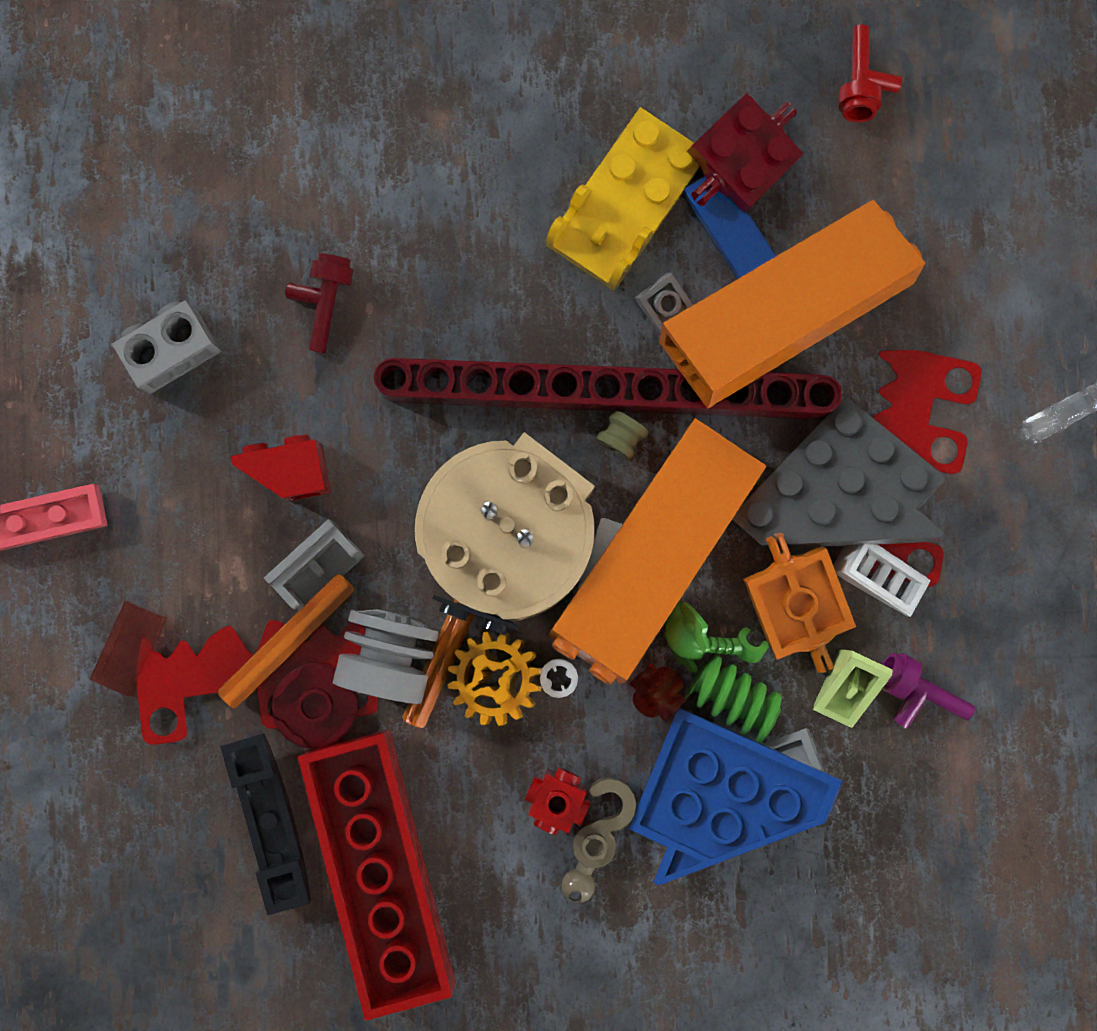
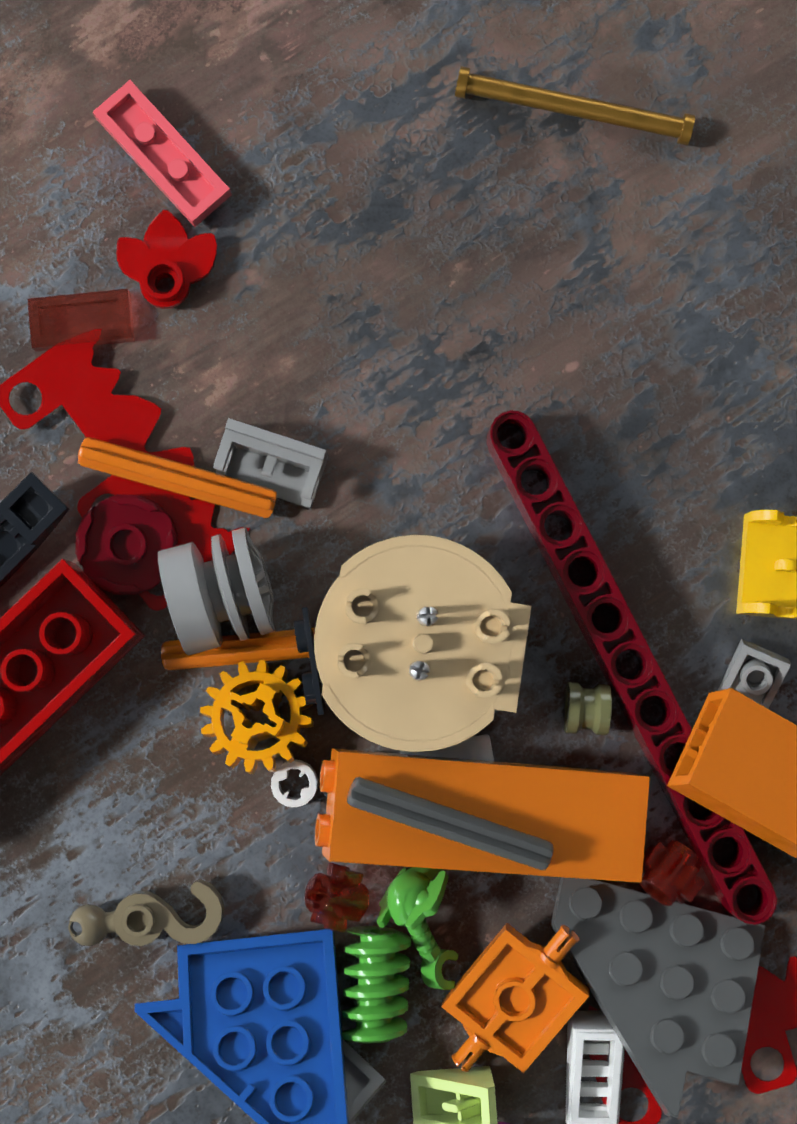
camera: 55 degrees right, 0 degrees up
(116, 556) = (166, 254): none -> red plate
(170, 357) = (404, 192): light grey brick -> none
(178, 198) = (575, 105): none -> pearl gold bar
(288, 470) = (354, 380): red slope -> none
(331, 271) = (588, 306): dark red piece -> none
(562, 784) = (182, 845): red brick -> none
(647, 578) = (449, 823): none -> dark grey axle
(772, 441) = (671, 873): none -> clear red gear

